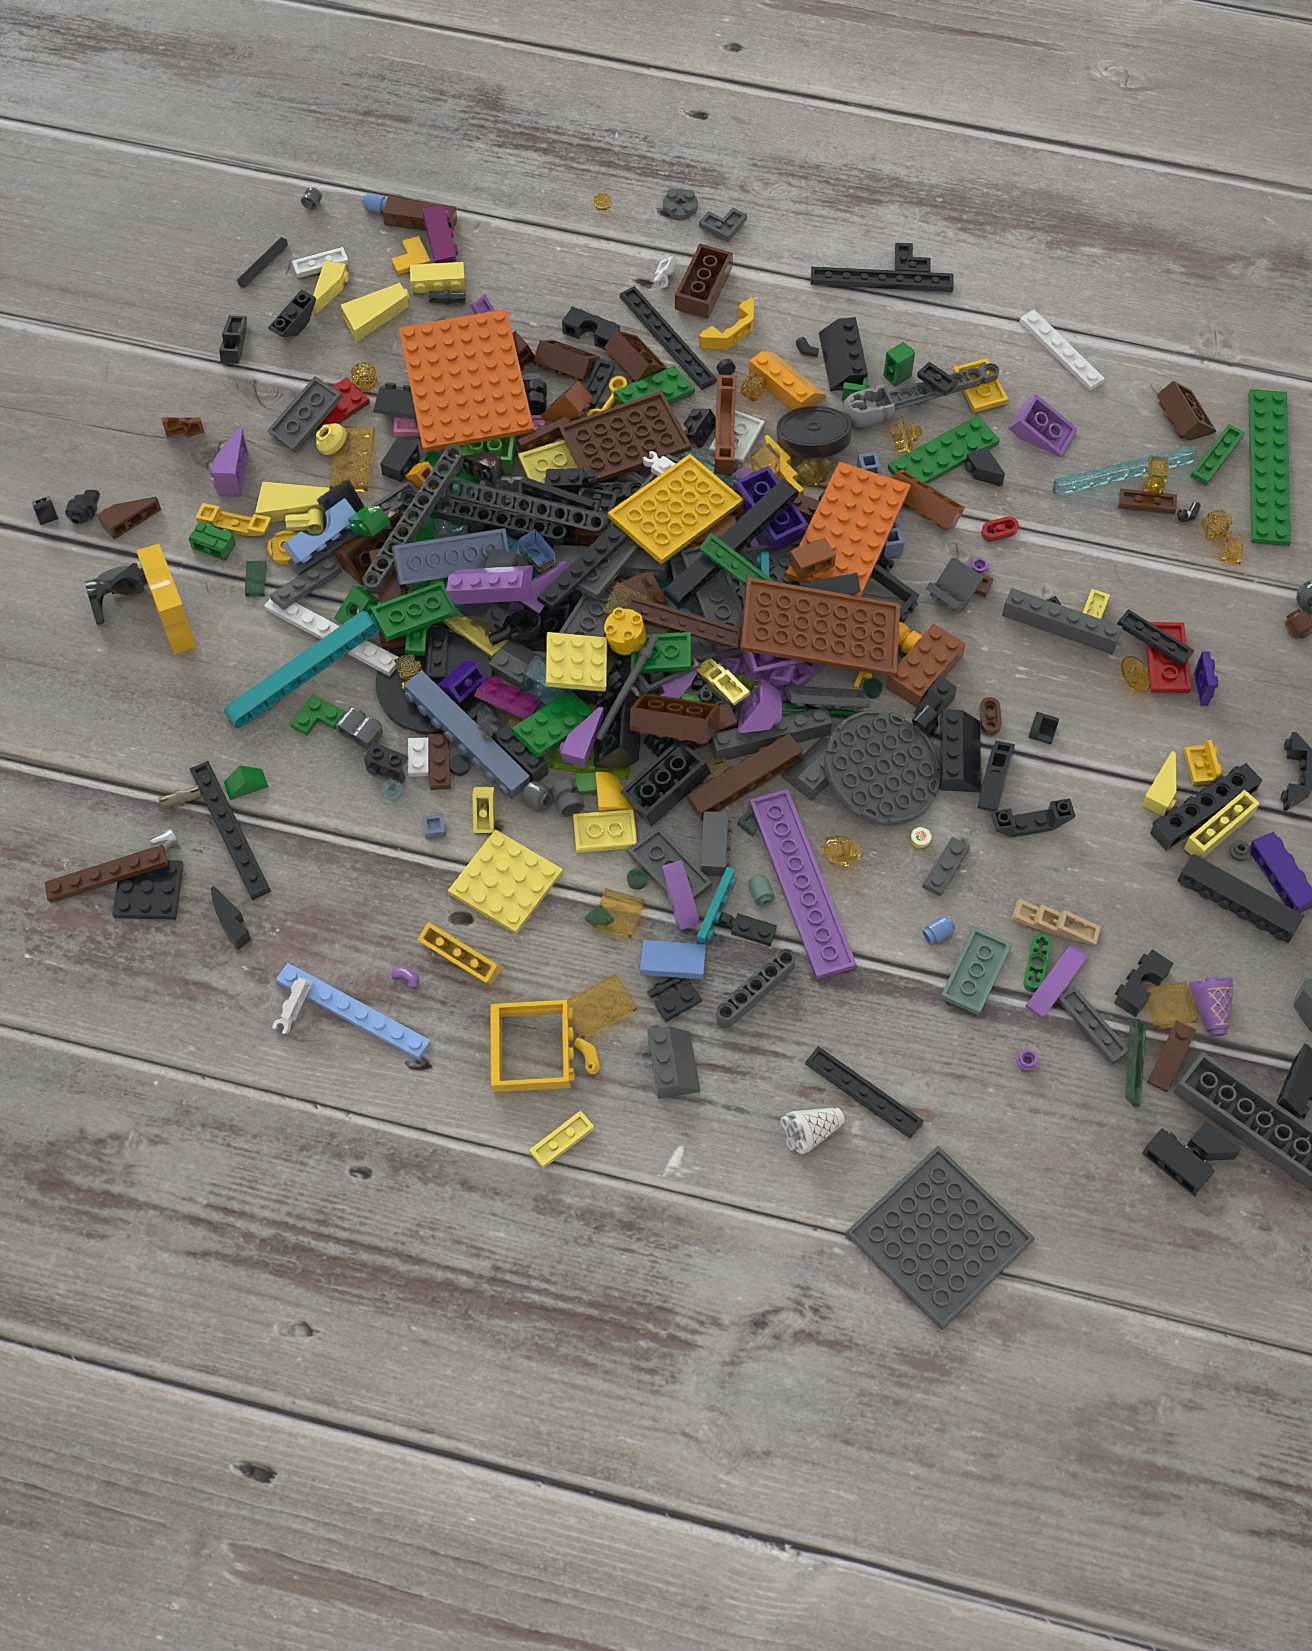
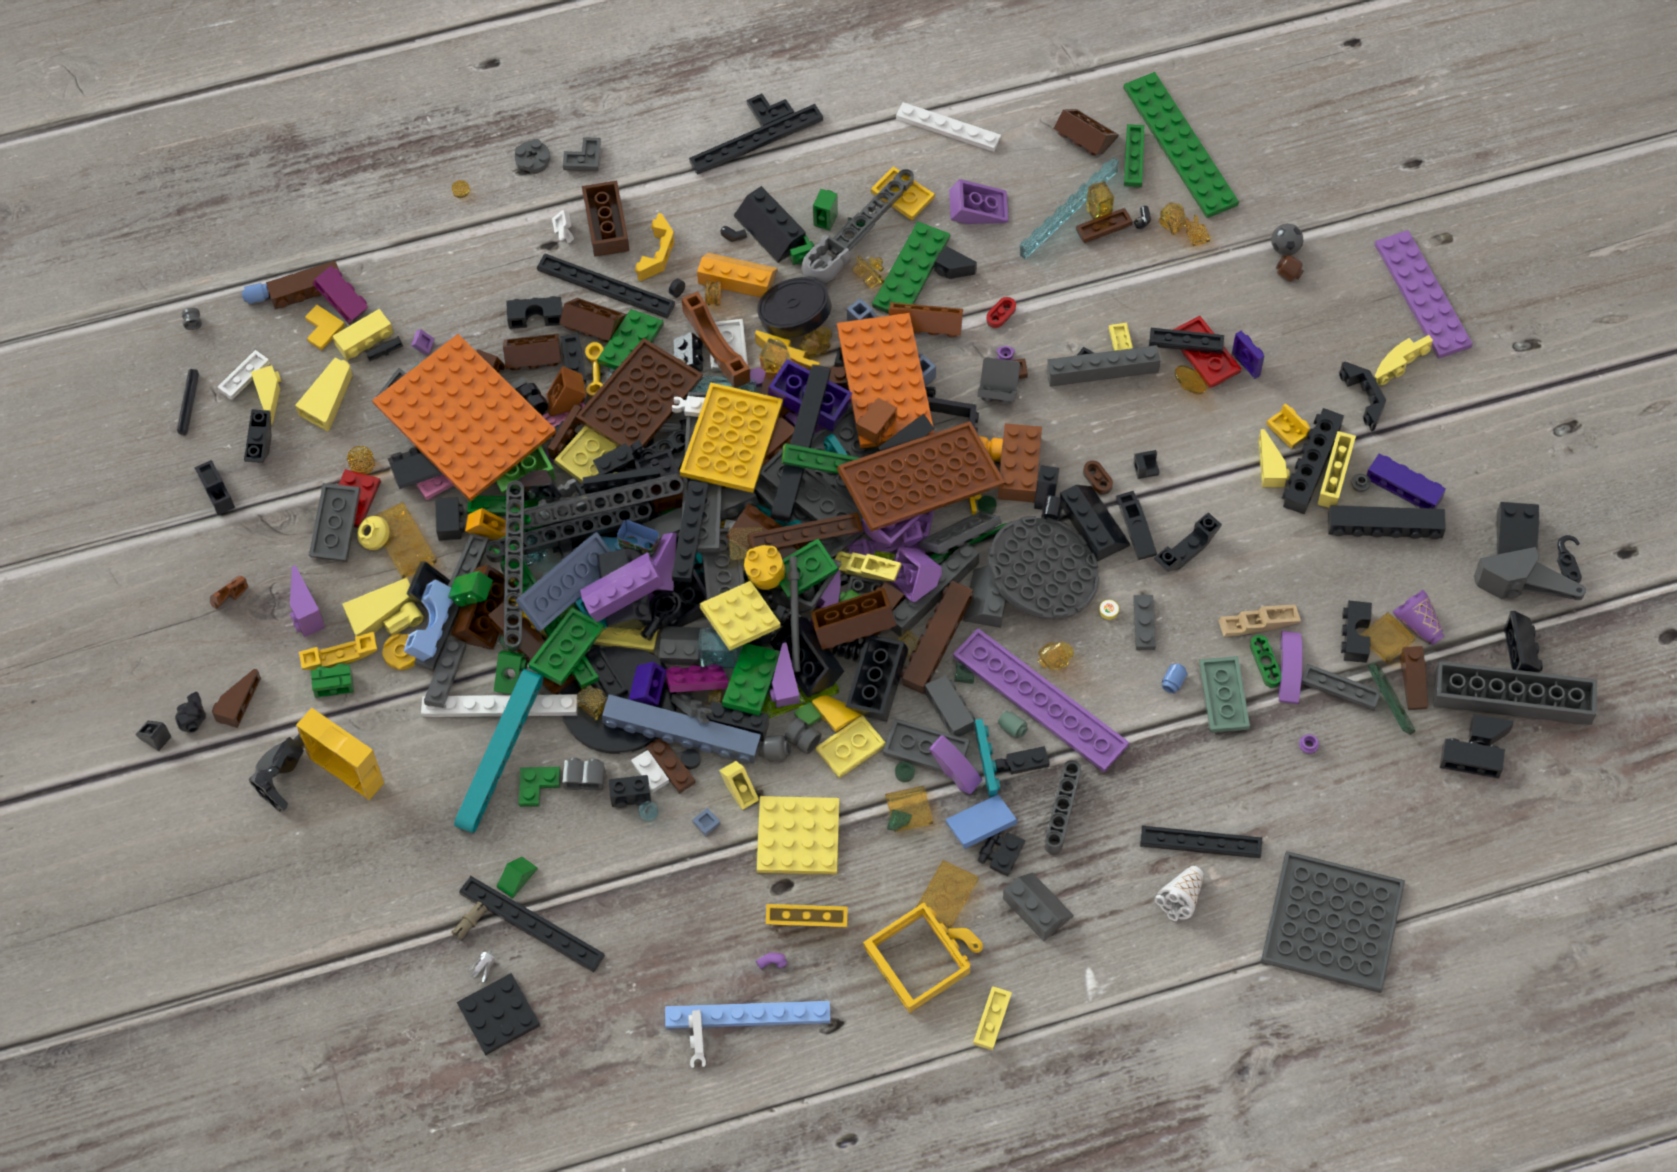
camera: 30 degrees left, 0 degrees up
(106, 873) = (455, 1021): reddish brown plate -> none
(230, 919) = (589, 998): black slope -> none
(255, 578) = (394, 693): clear green tile -> none
(937, 378) = (868, 207): black plate -> none

